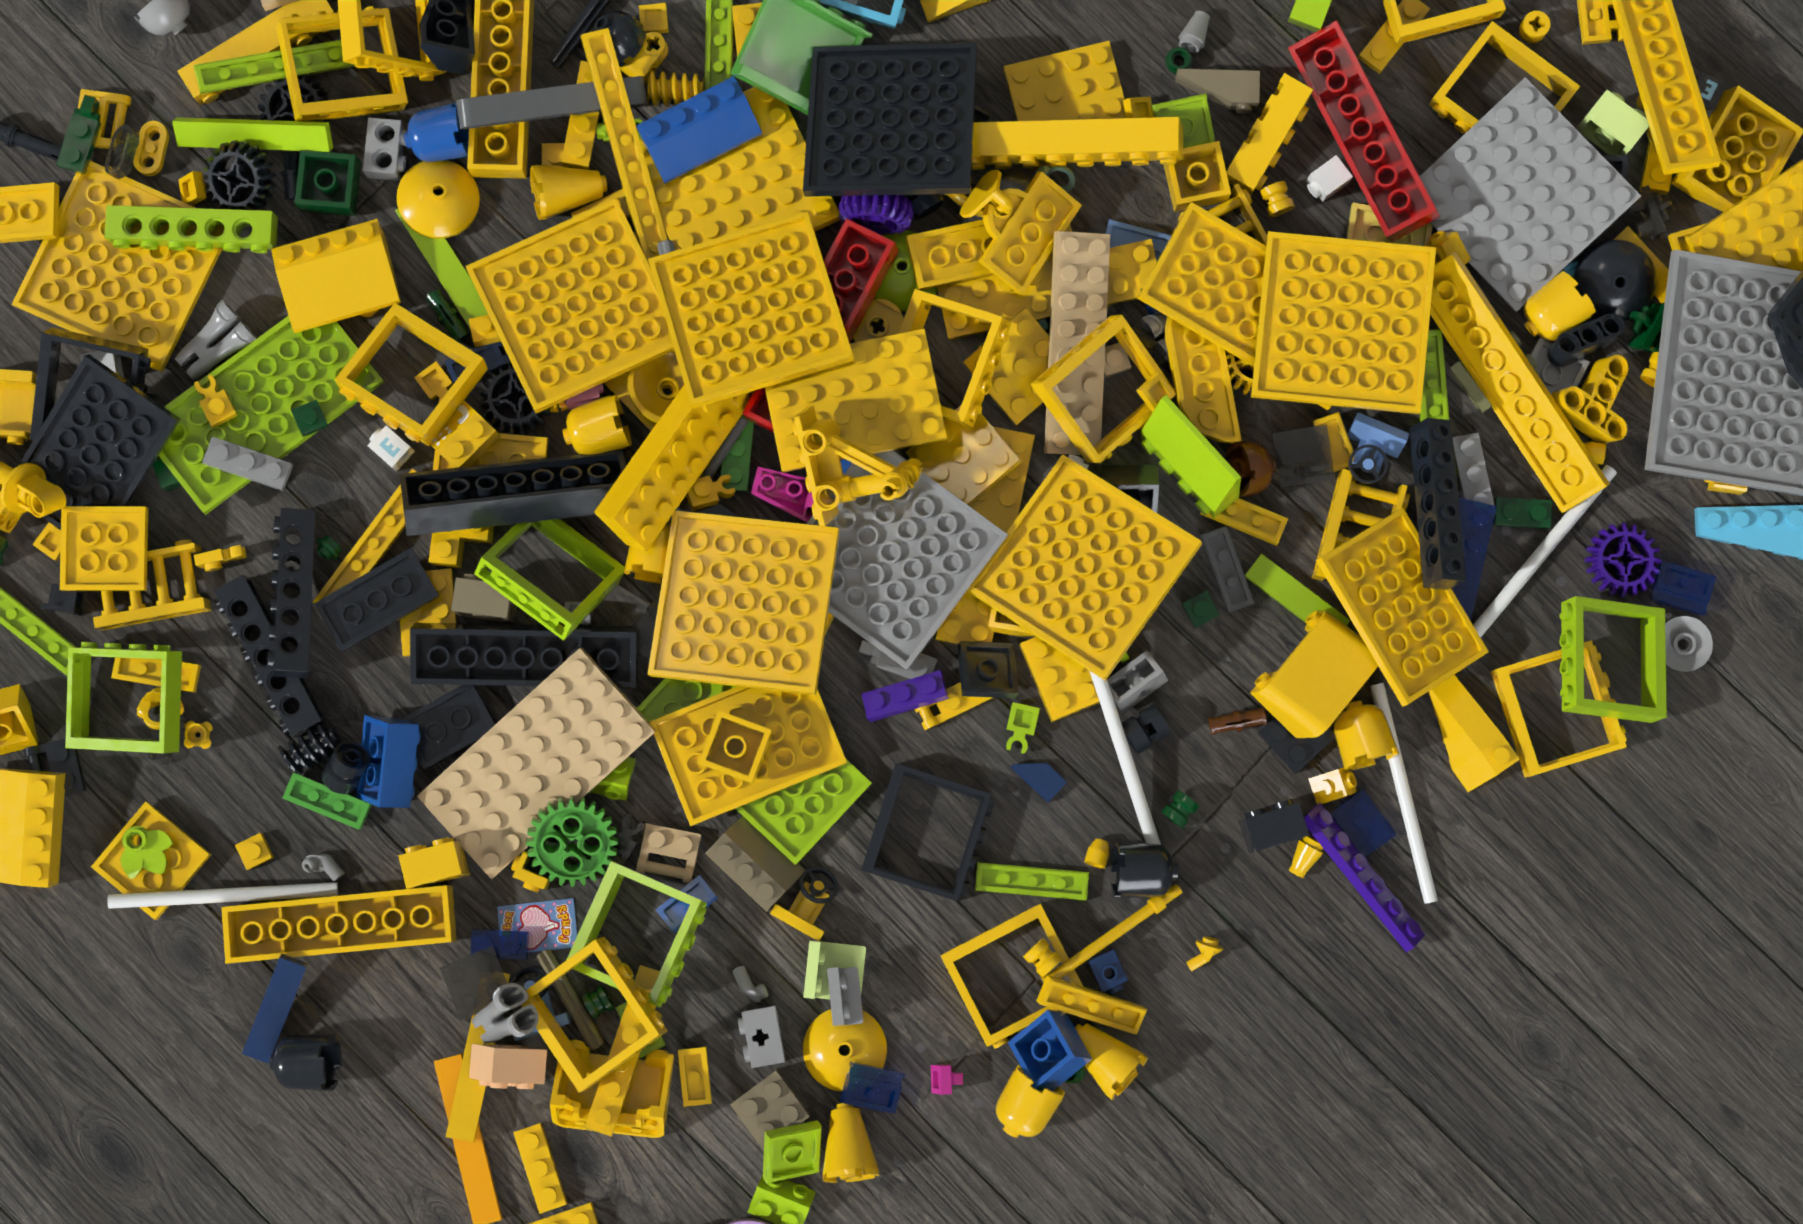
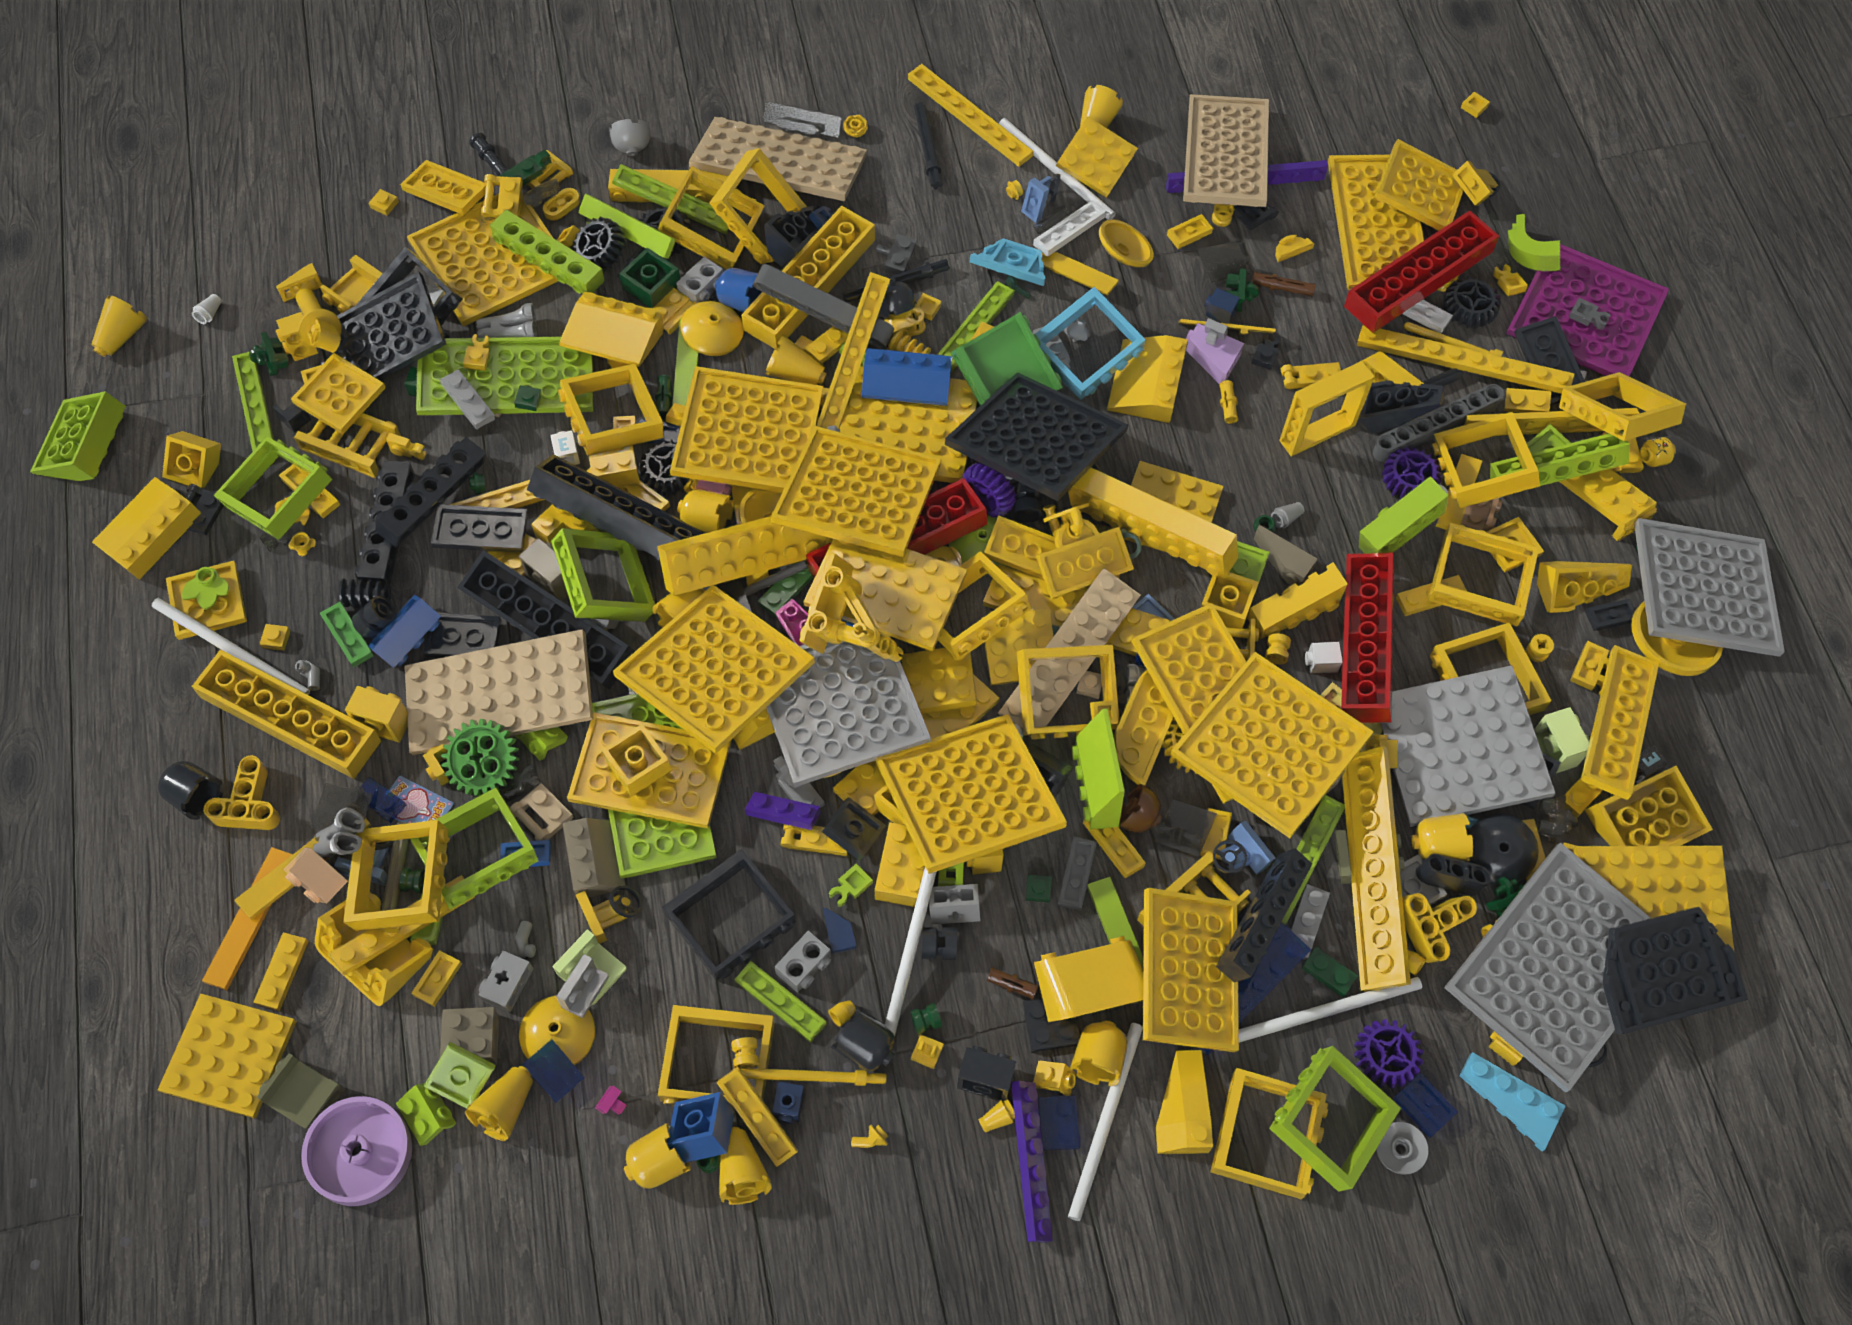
camera: 30 degrees right, 20 degrees down
(92, 184) = (509, 195): none -> yellow plate
(274, 1008) = (200, 736): dark blue tile -> none
(365, 1040) = (250, 802): none -> yellow beam
(377, 201) = (673, 306): none -> yellow plate
(706, 493) = (744, 592): yellow plate -> none
(1022, 830) = (798, 958): none -> light grey brick
(1200, 837) = (927, 1051): none -> yellow tile

